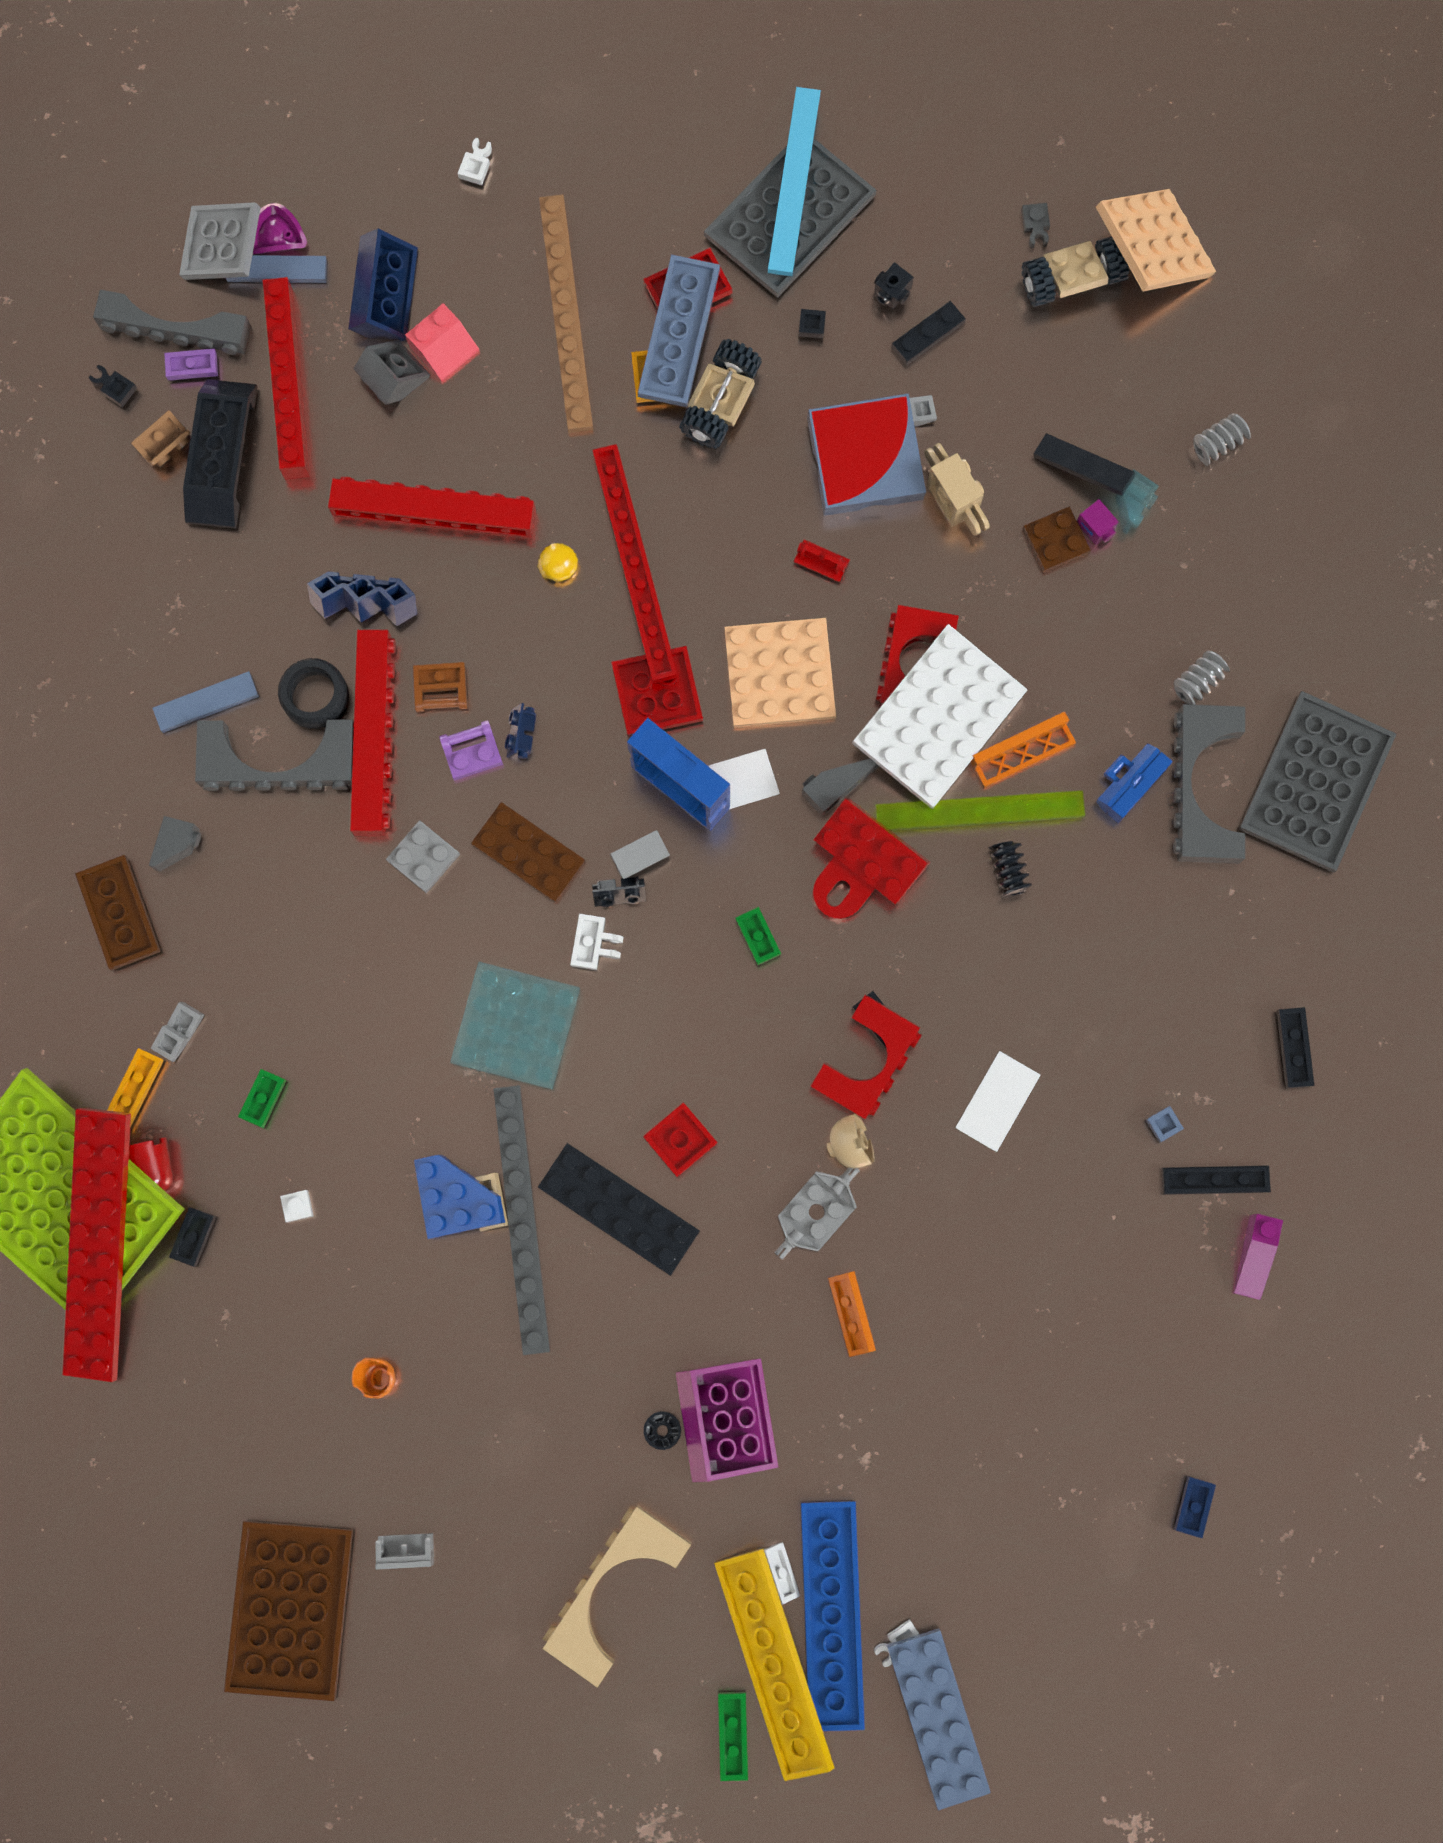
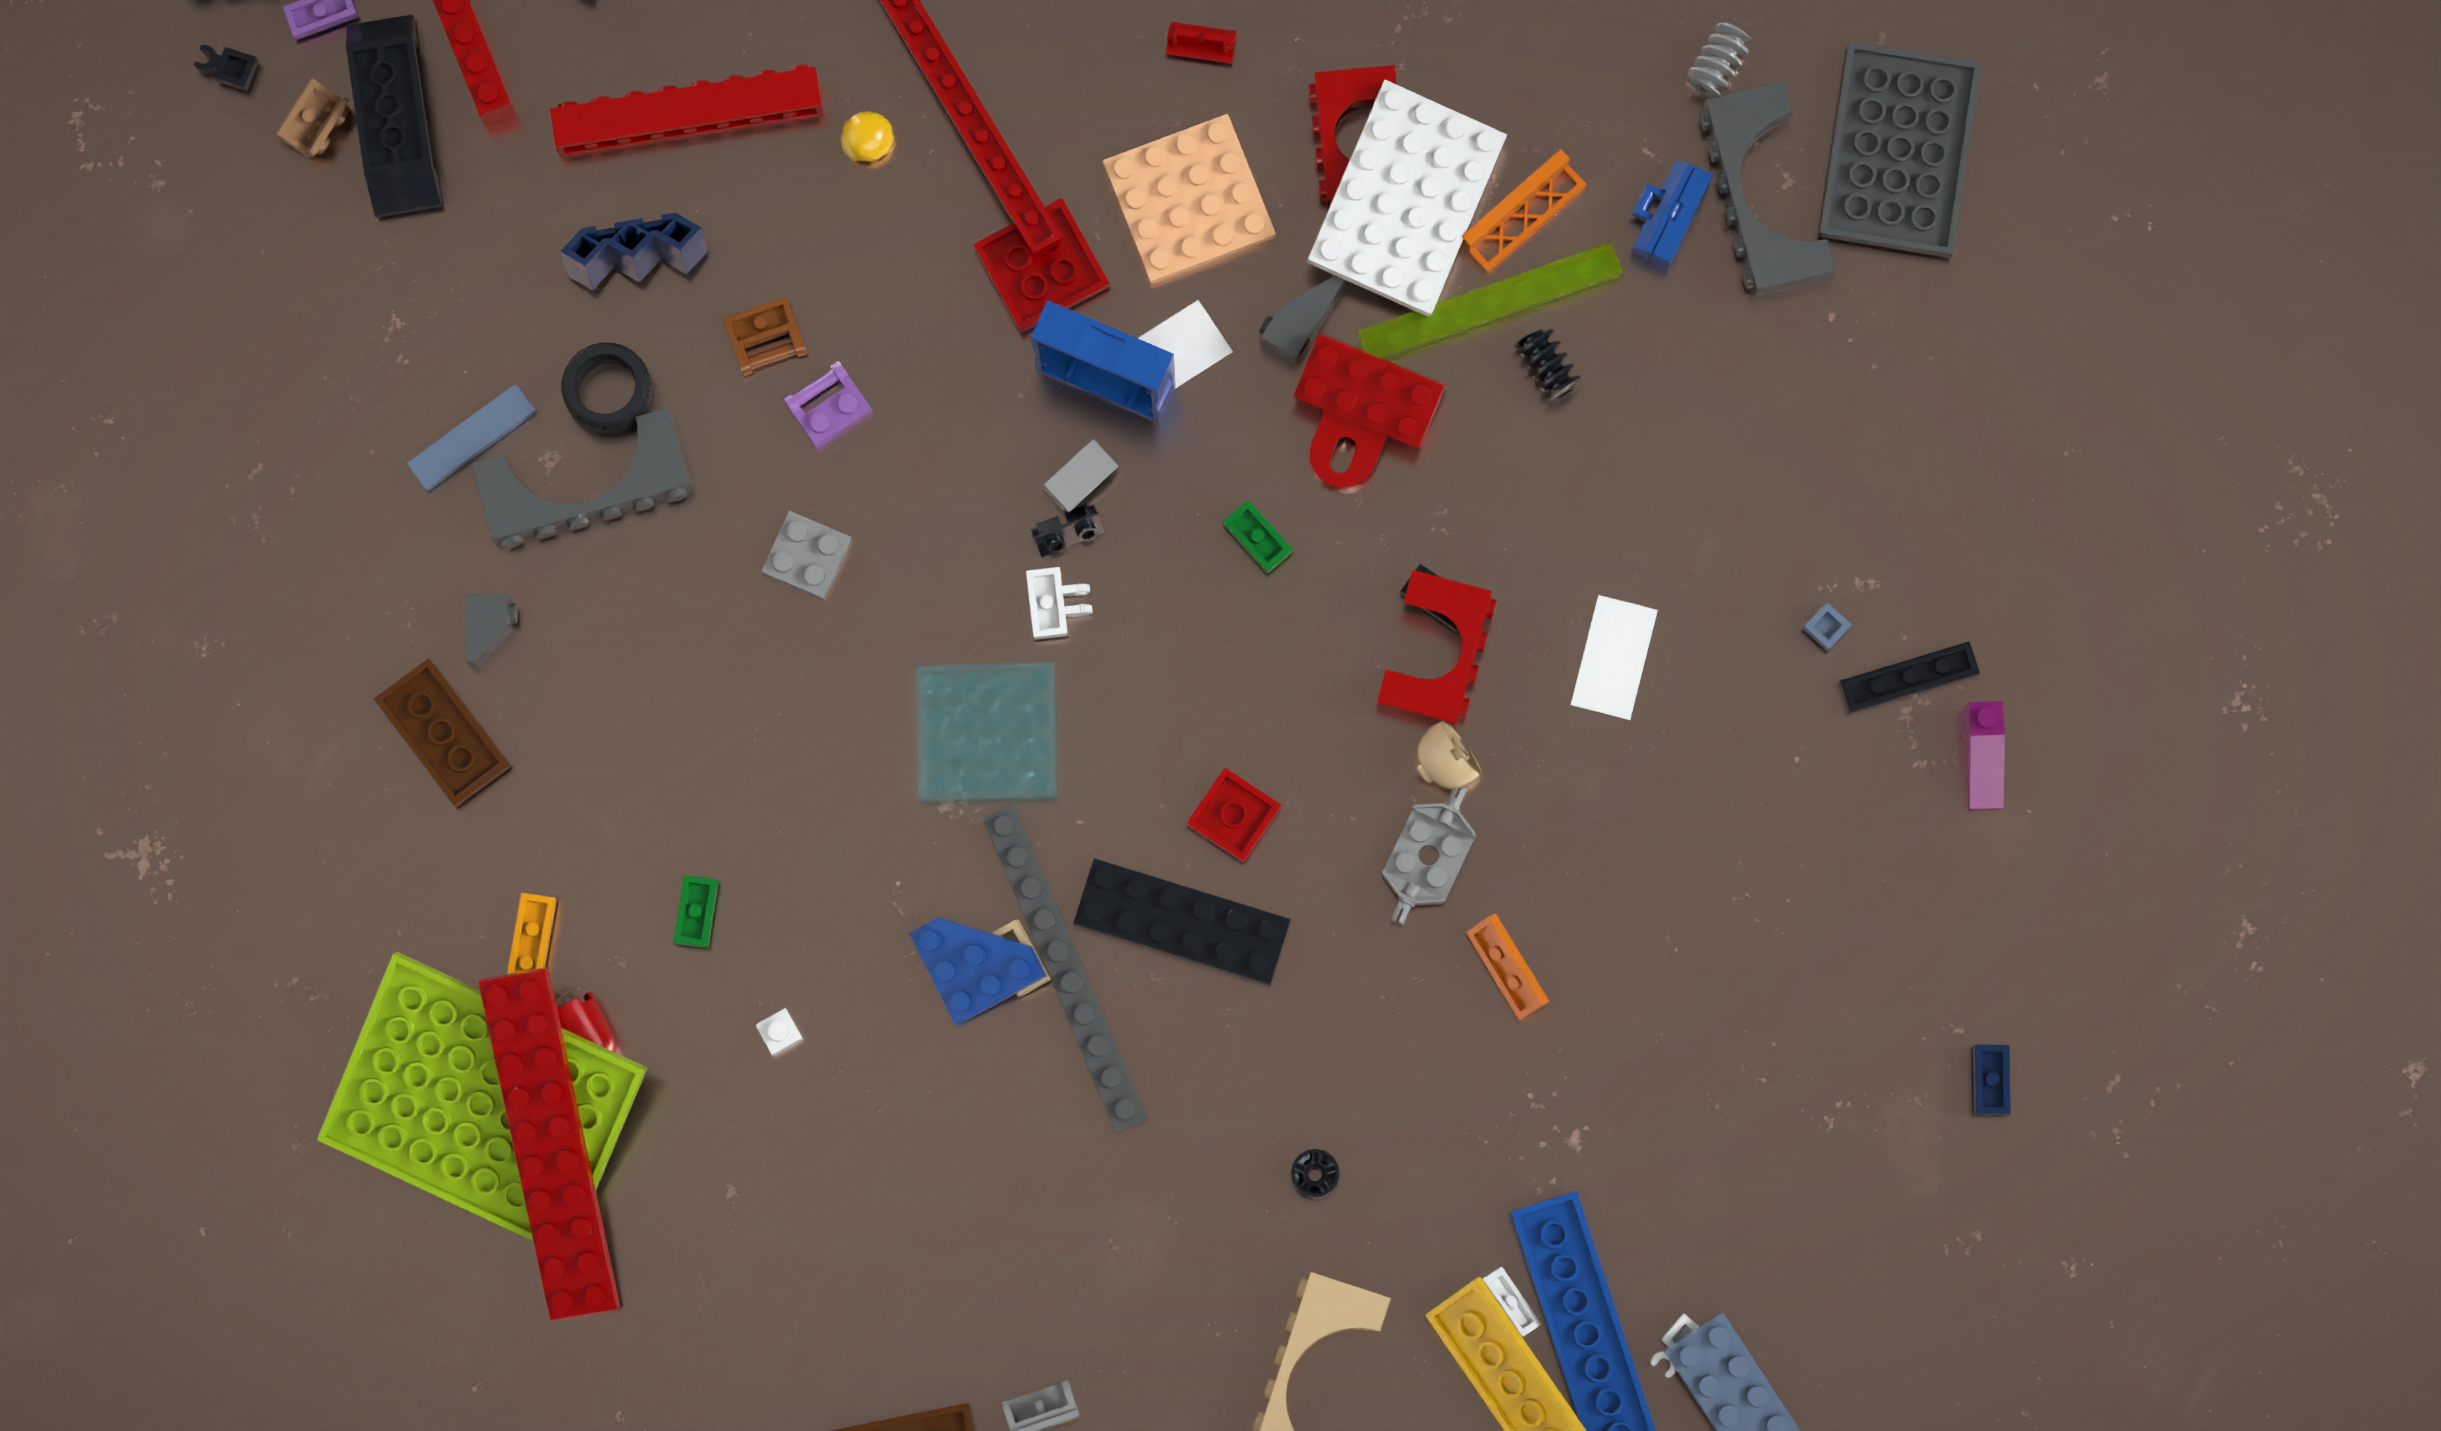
camera: 15 degrees left, 0 degrees up
(177, 1032) = (563, 859): light grey slope -> none
(192, 1237) = (660, 1105): black plate -> none
(372, 732) = (695, 417): red brick -> none
(373, 1377) = (939, 1211): orange hair -> none
(520, 721) = (880, 349): dark blue hinge -> none
(528, 852) = (938, 513): reddish brown plate -> none
(726, 1420) = (1390, 1138): magenta slope -> none
(1295, 1048) = (1962, 488): black plate -> none

